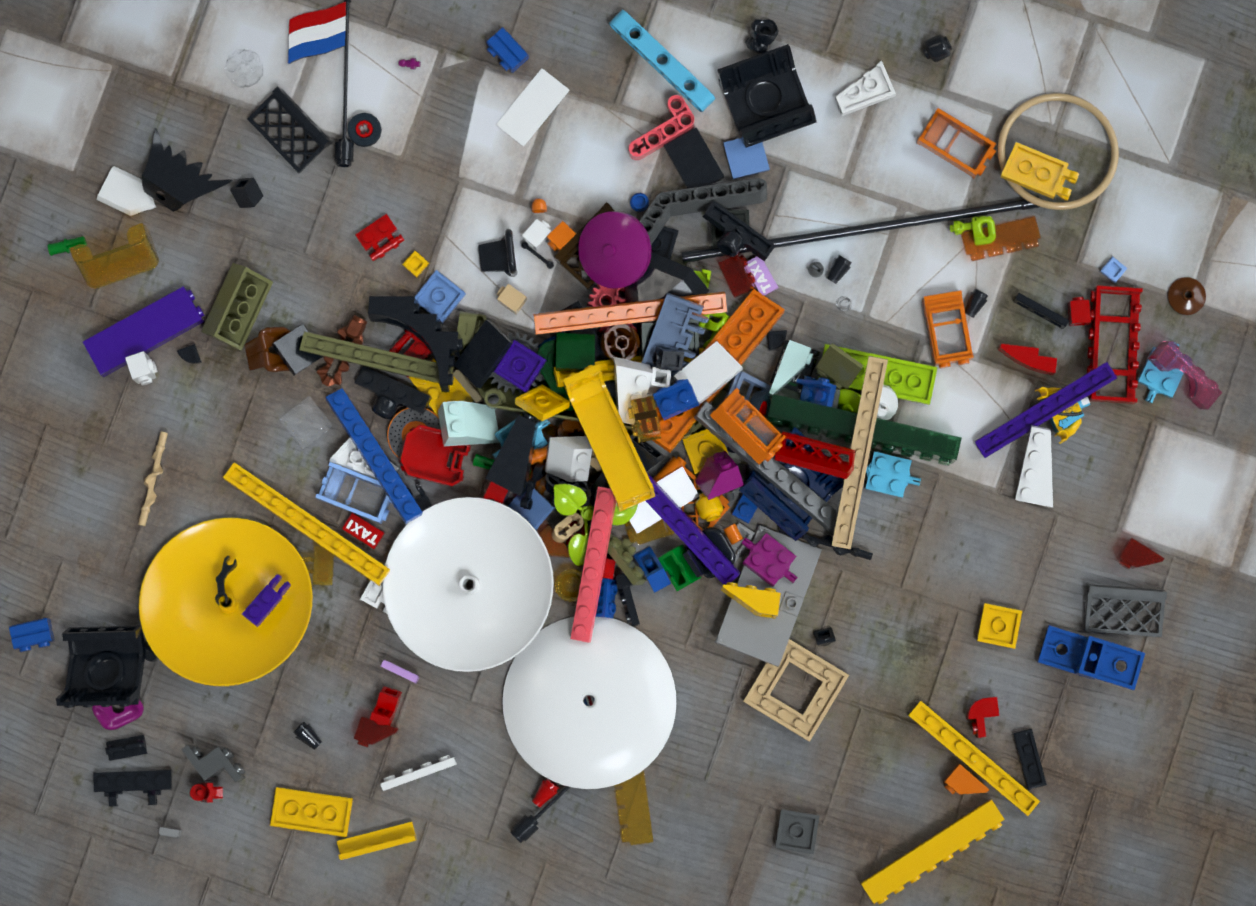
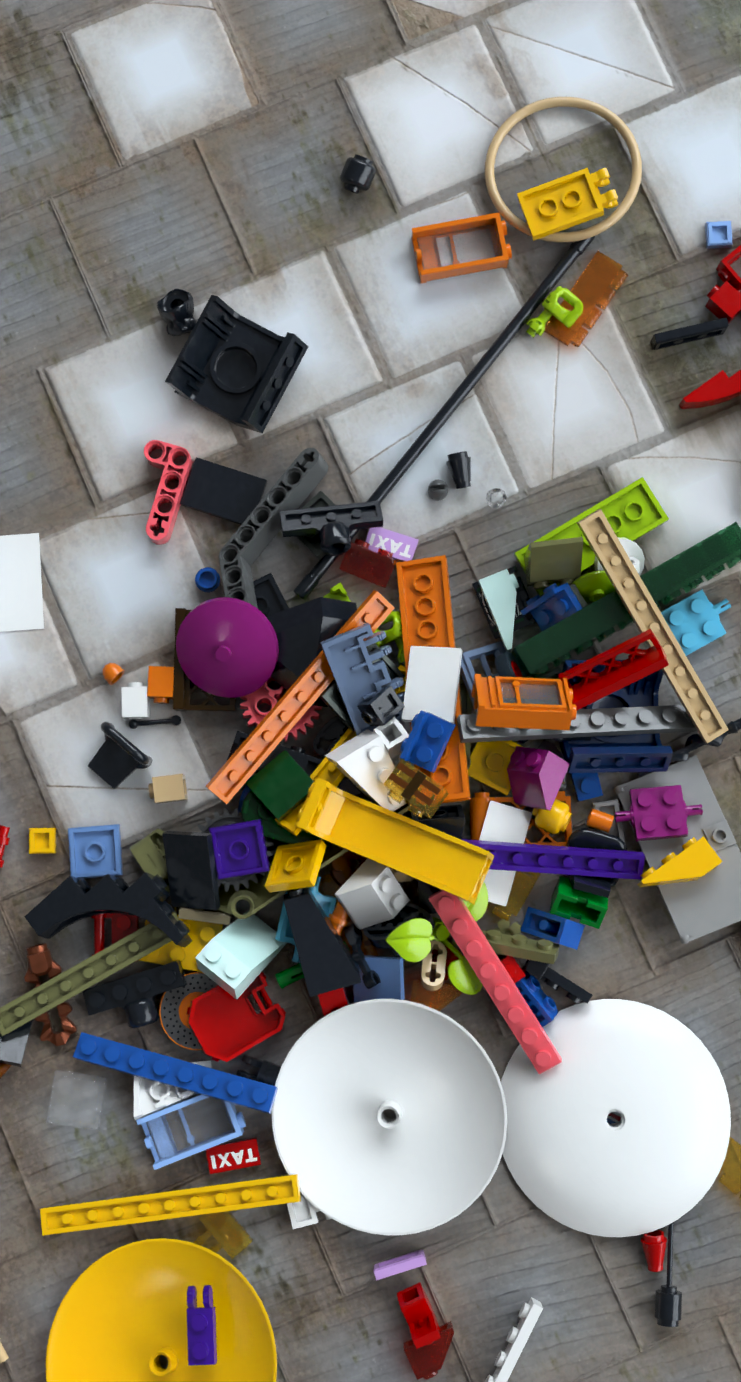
camera: 40 degrees left, 0 degrees up
(220, 579) = (134, 1345): black piece -> none
(568, 584) = (486, 1020): clear yellow hat -> none
(619, 342) = (316, 734): reddish brown cylinder -> none
(651, 50) = (83, 422): medium azure beam -> none
(744, 160) = (273, 446): medium blue tile -> none
(776, 339) = (462, 591): black tile -> none
(867, 91) = (328, 275): white wing -> none
(947, 329) = (617, 432): orange door -> none
(975, 302) = (620, 383): black cone -> none

